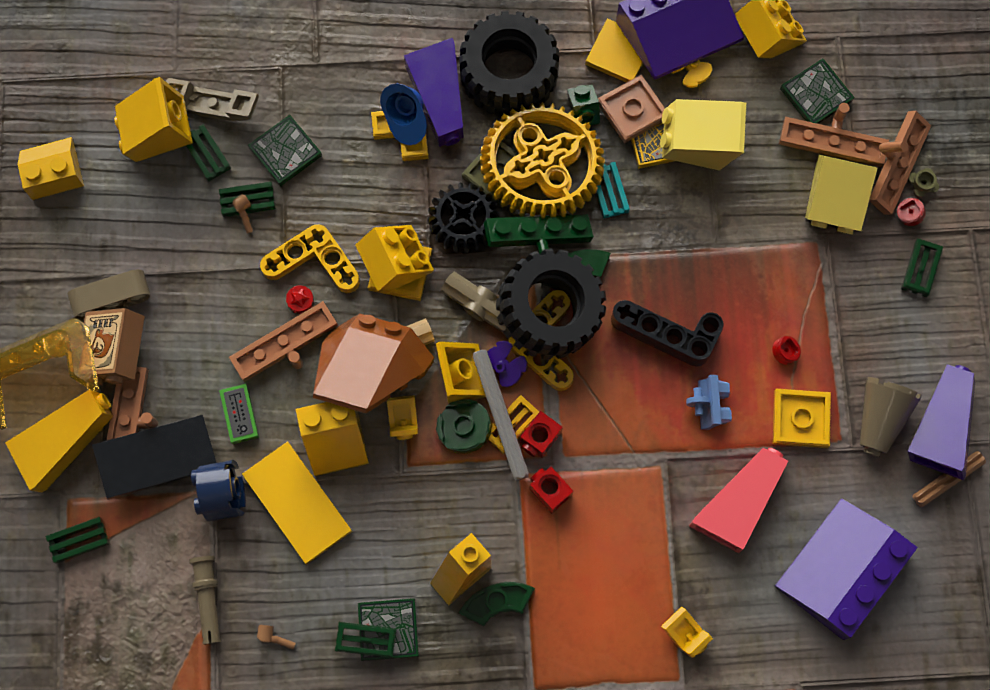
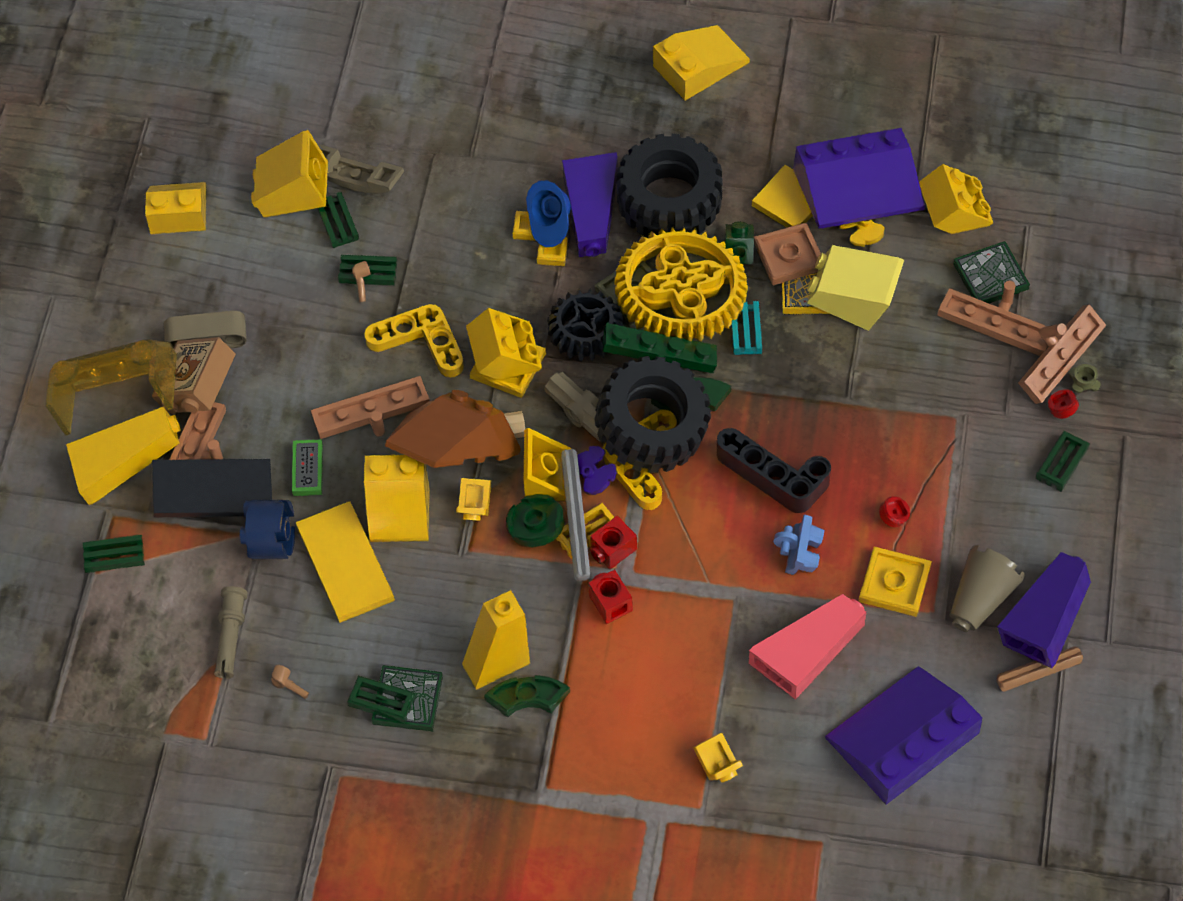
camera: 15 degrees right, 15 degrees down
(285, 150) = (418, 231): tile -> none
(299, 299) = (396, 371): red tile -> none
(840, 194) = (988, 369): light yellow slope -> none

